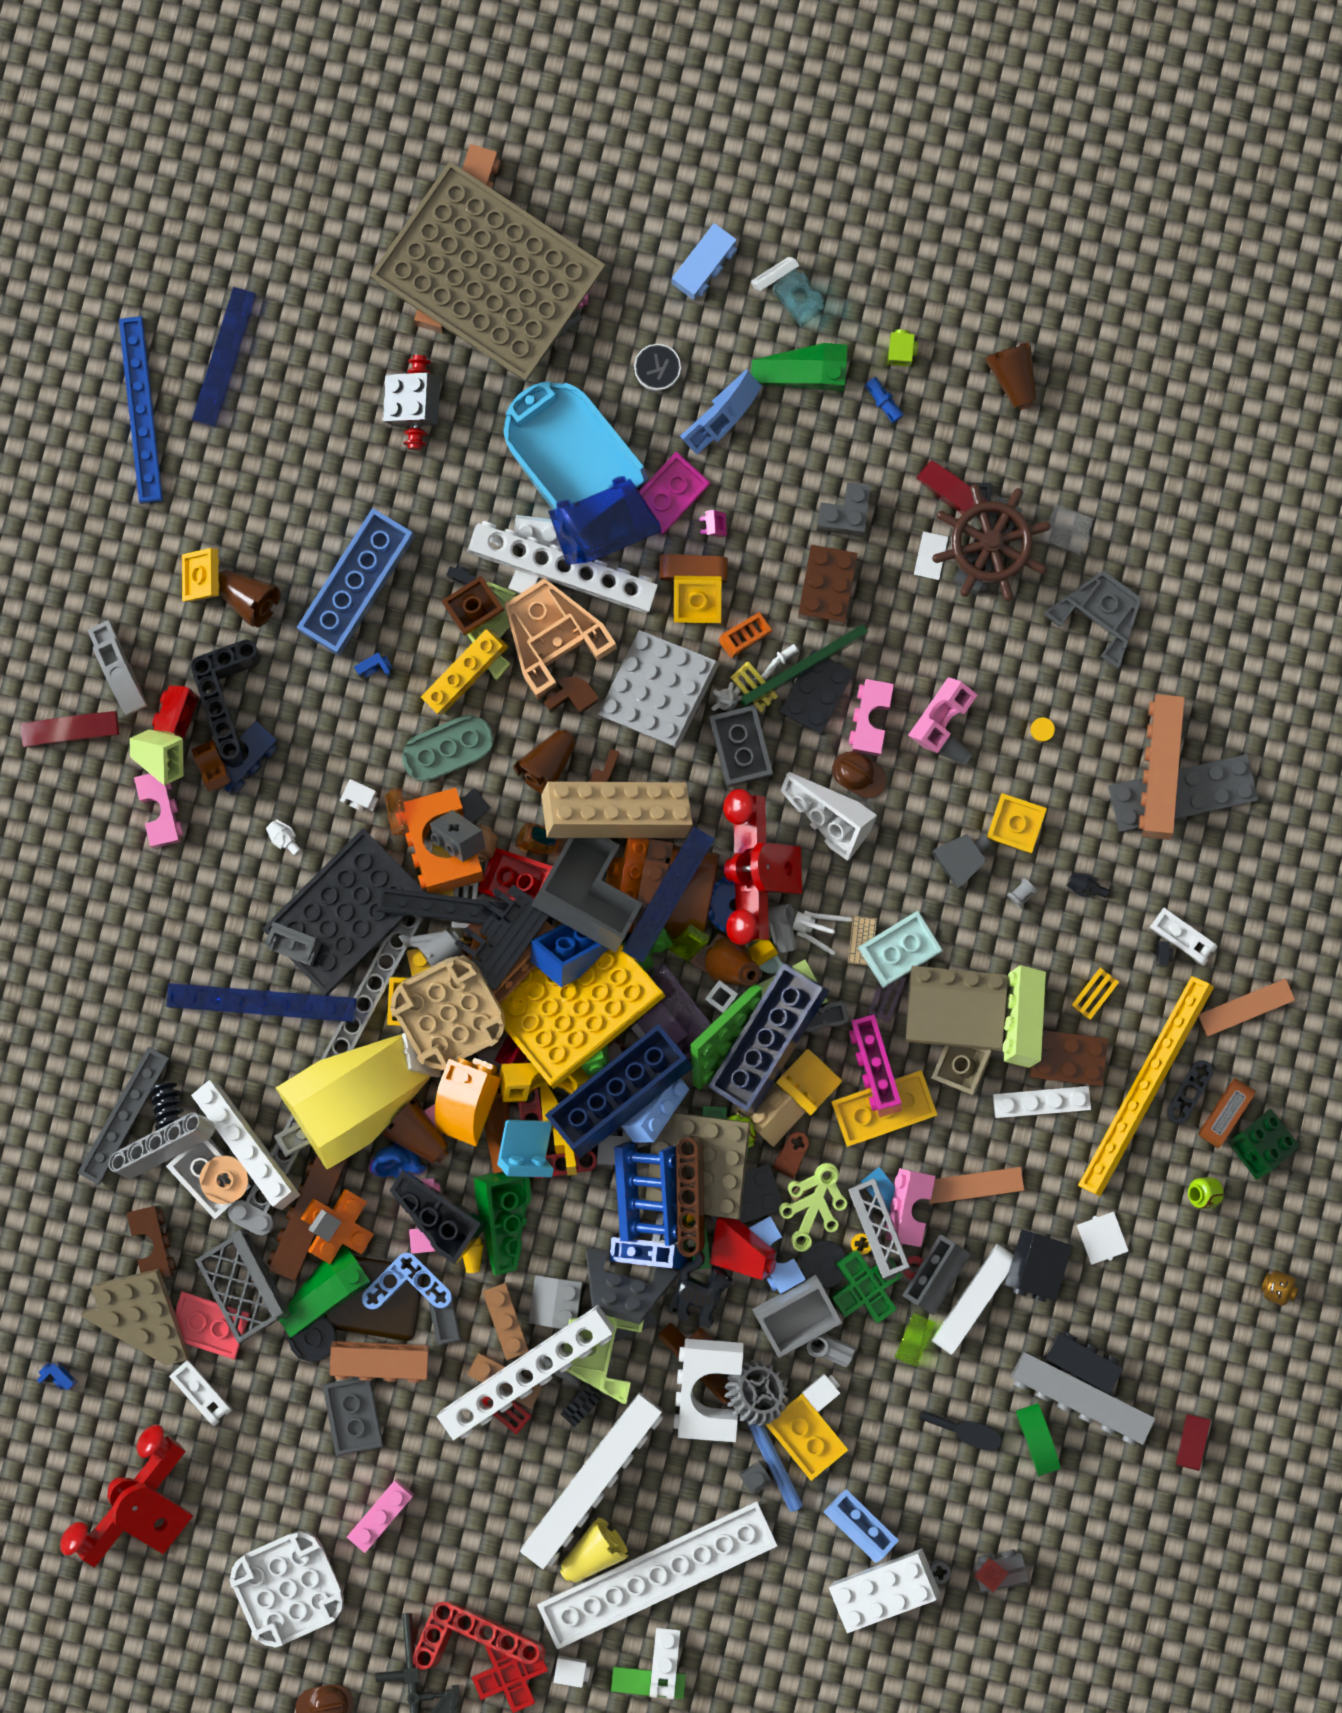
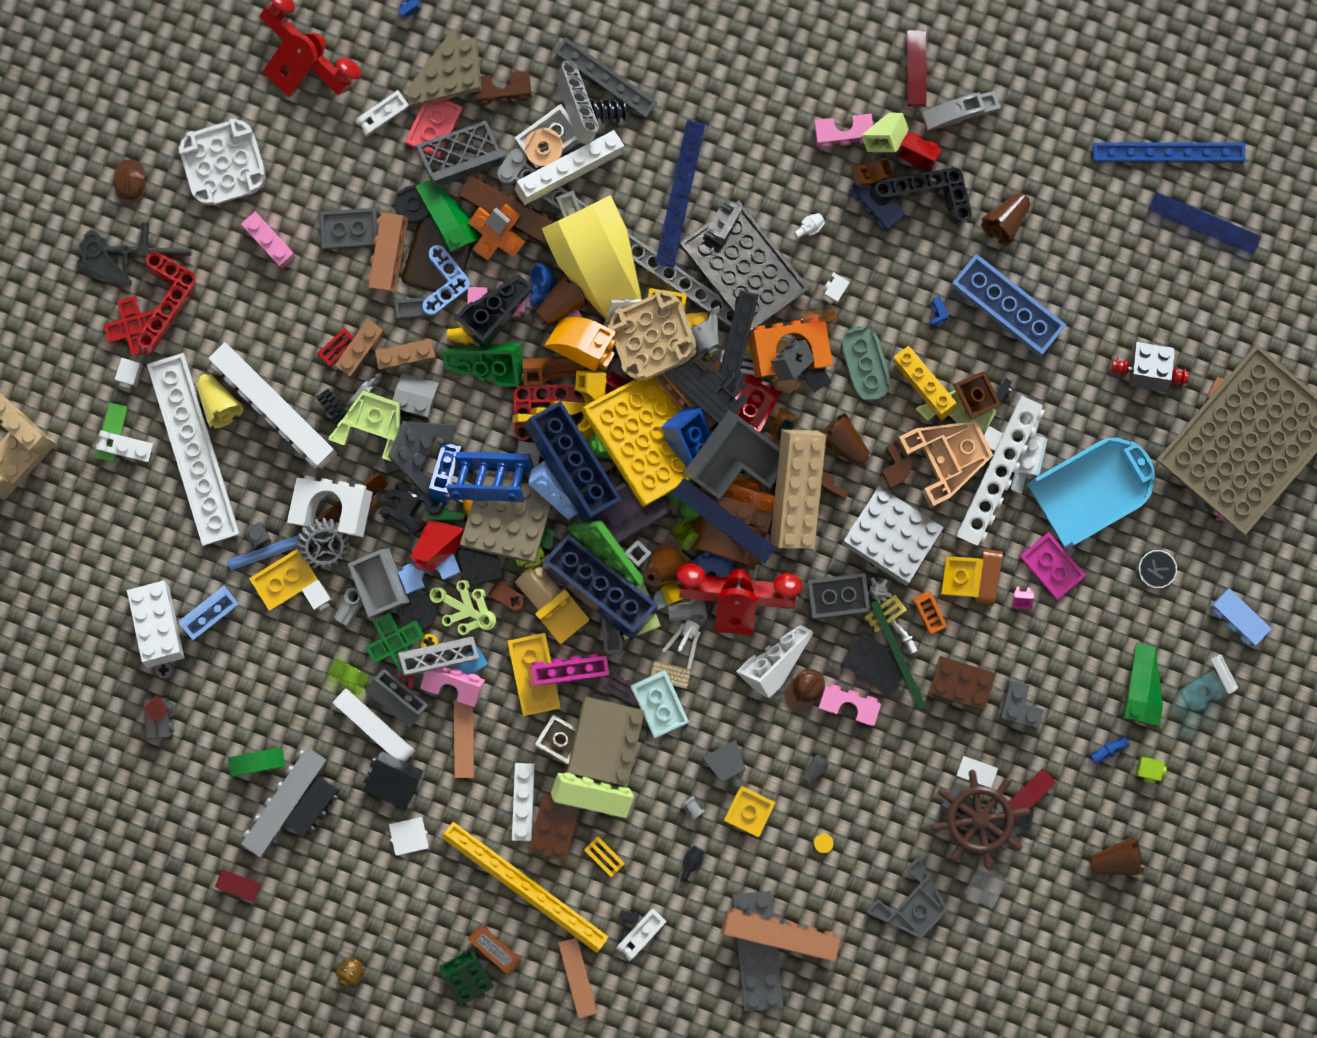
camera: 100 degrees right, 0 degrees up
(200, 575) = (1028, 183): yellow plate -> none
(525, 1149) = (536, 383): medium azure bracket -> none
(593, 1320) = (393, 420): white brick -> none
(603, 522) = (1032, 507): clear blue windscreen -> none
(685, 1207) = (475, 503): reddish brown beam -> none
(724, 414) = (1112, 618): medium blue slope -> none
(950, 700) = (855, 769): bright pink arch -> none
(969, 1432) = (269, 709): black piece -> none
(1199, 1090) = (515, 914): black beam -> none
(1205, 1193) = (433, 923): lime head -> none

